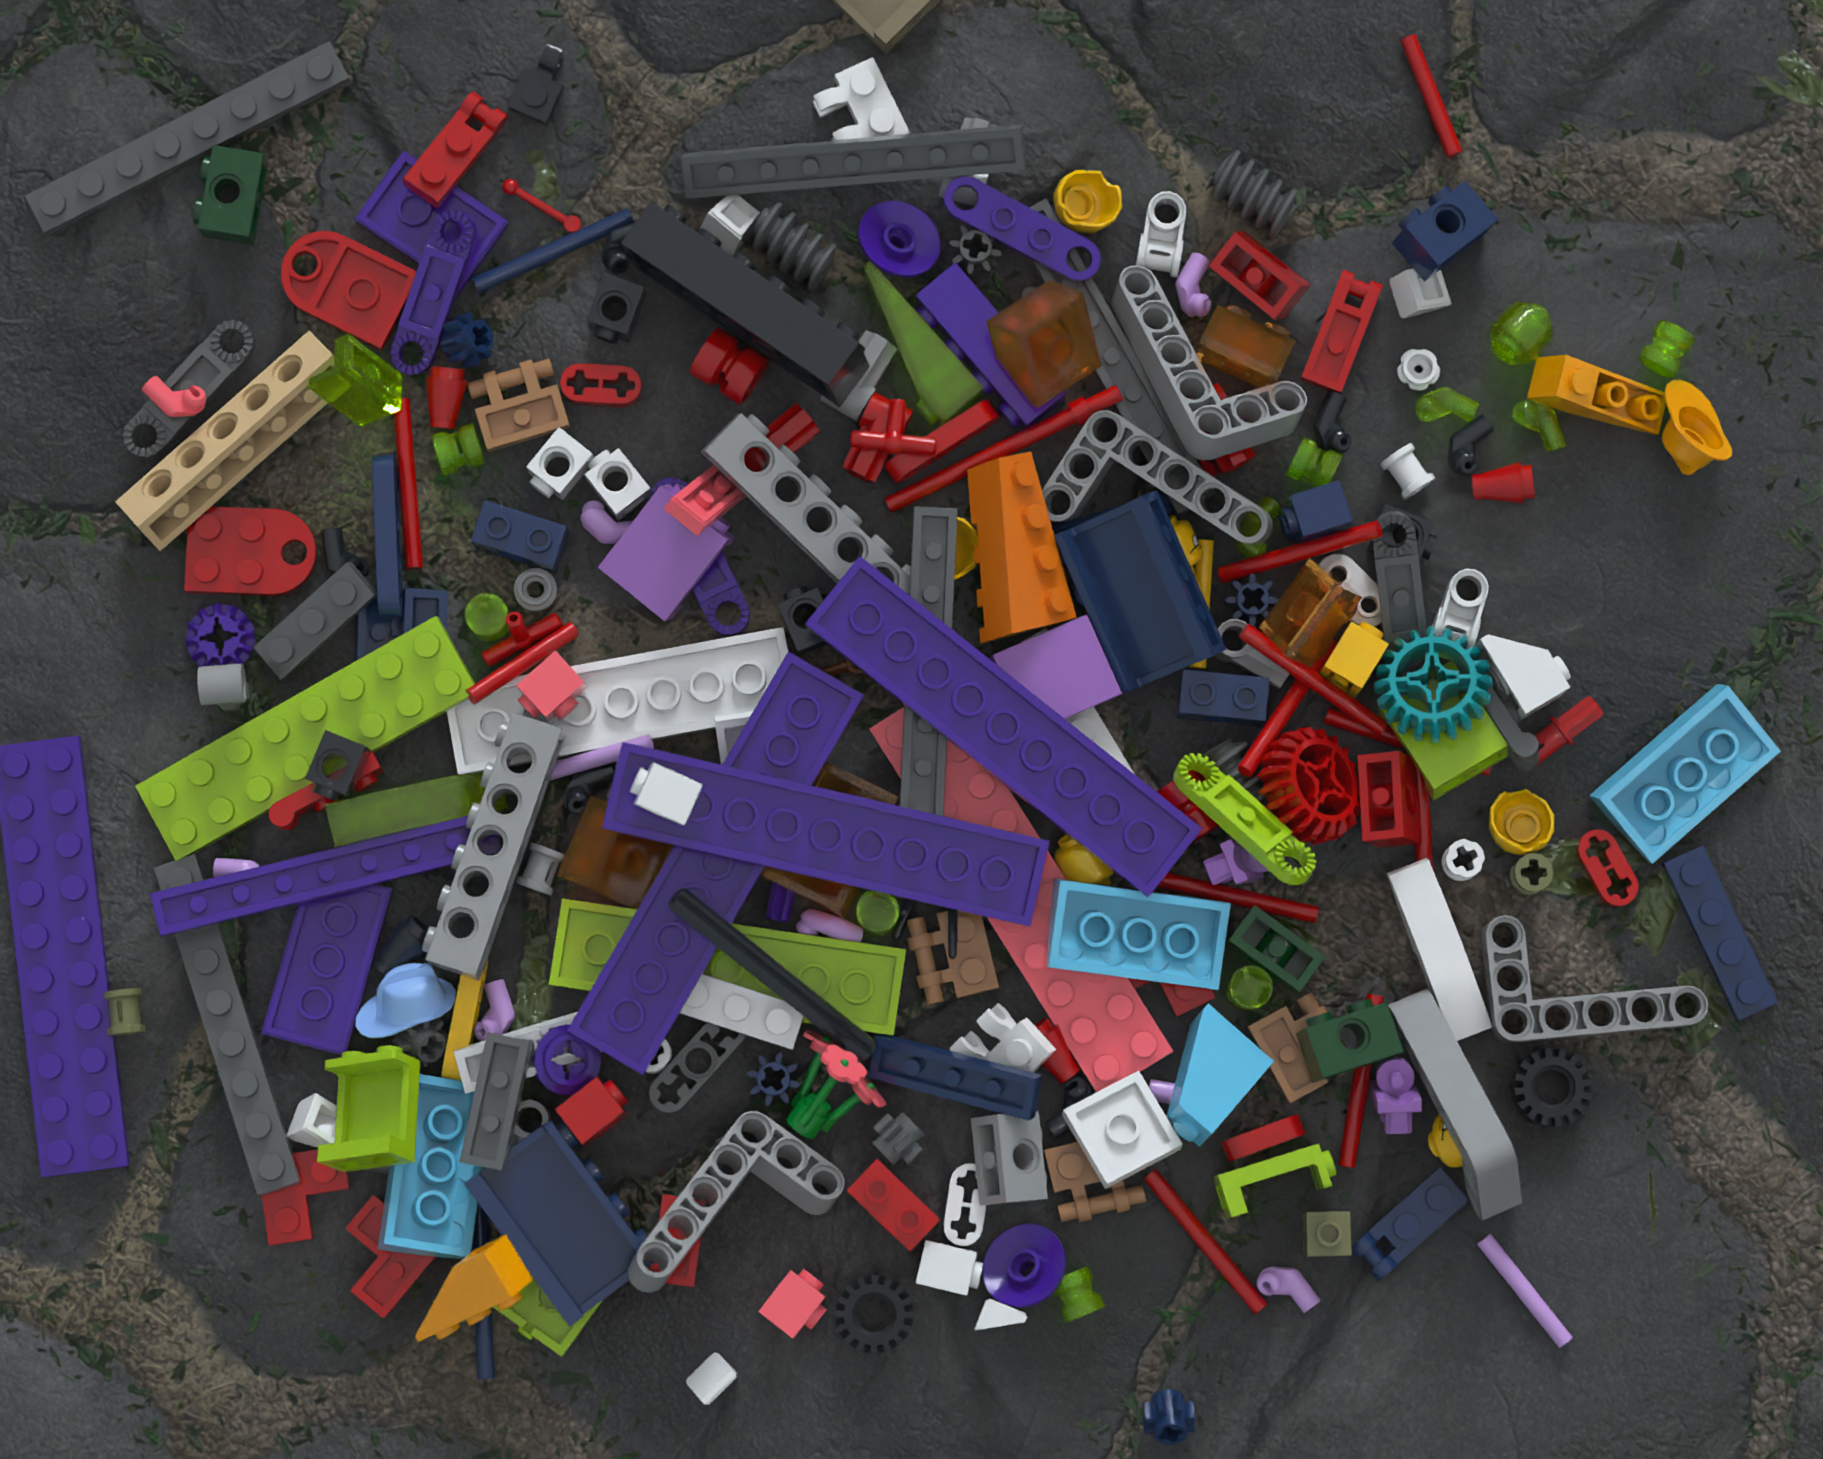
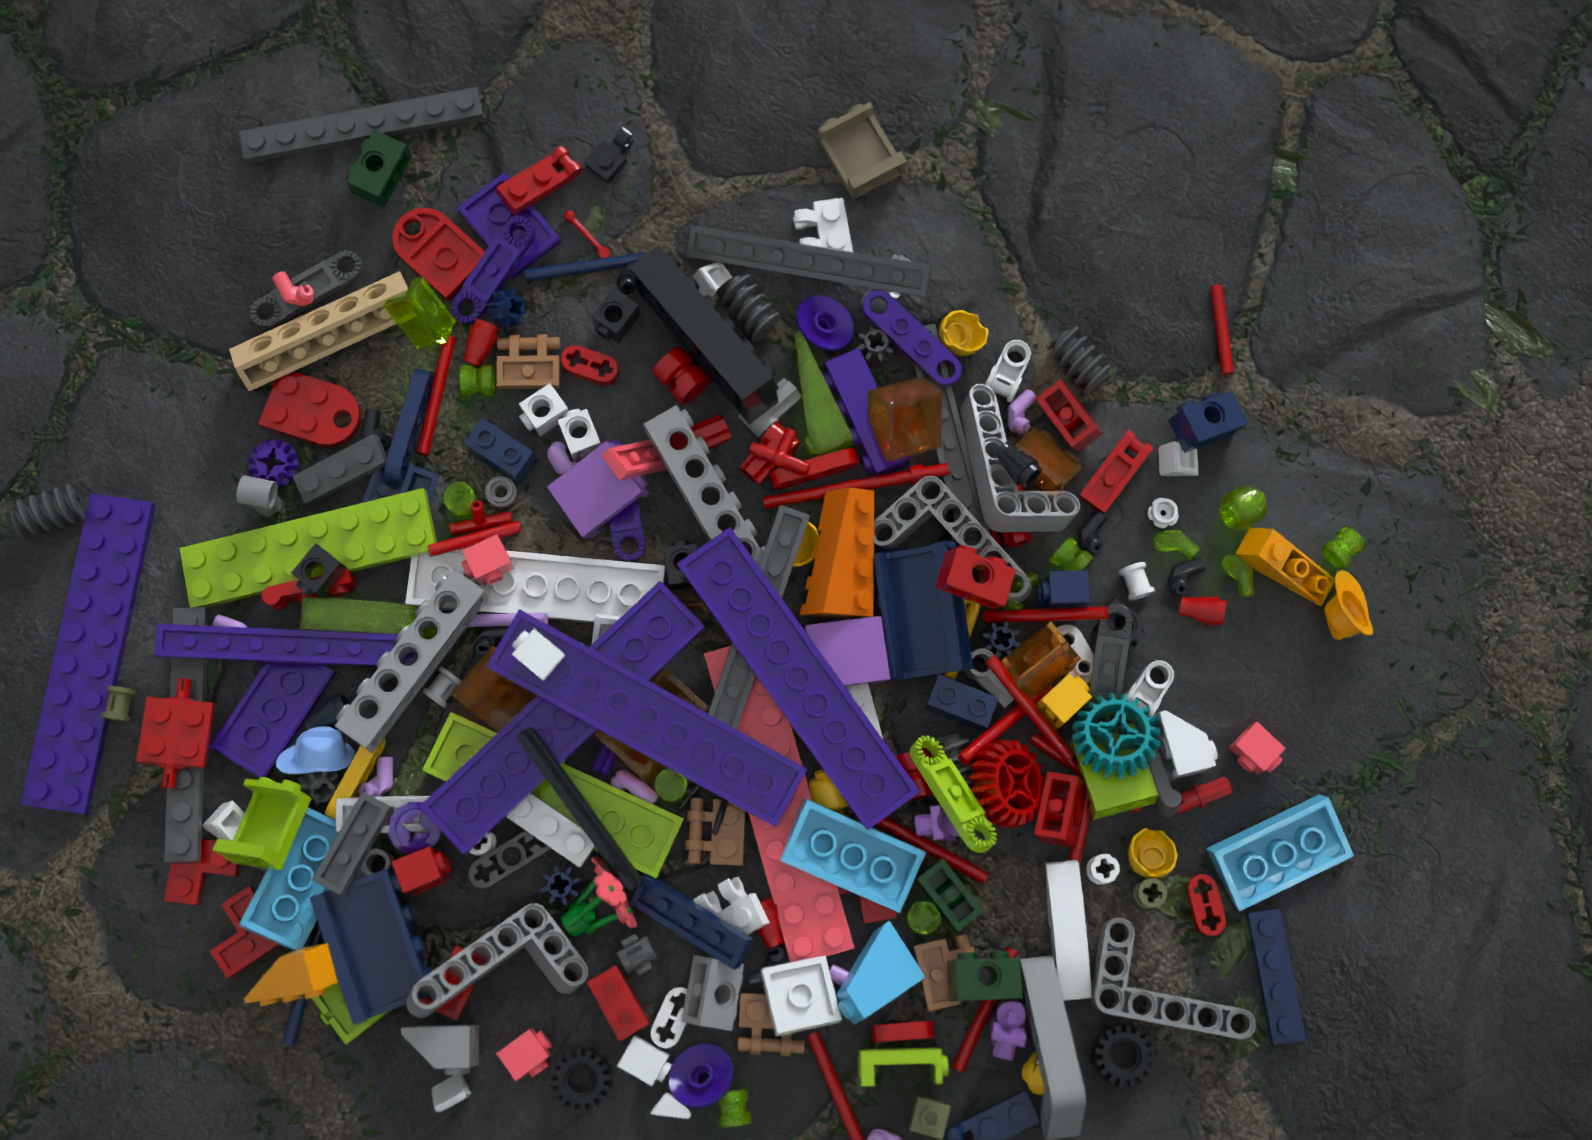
camera: 15 degrees right, 5 degrees down
(218, 1027) = (175, 733): none -> red plate
(692, 1319) = (446, 1046): none -> light grey slope
(1173, 541) = (957, 579): none -> red brick
(1212, 366) = (1019, 465): none -> black cone
(1621, 649) = (1257, 750): none -> coral brick

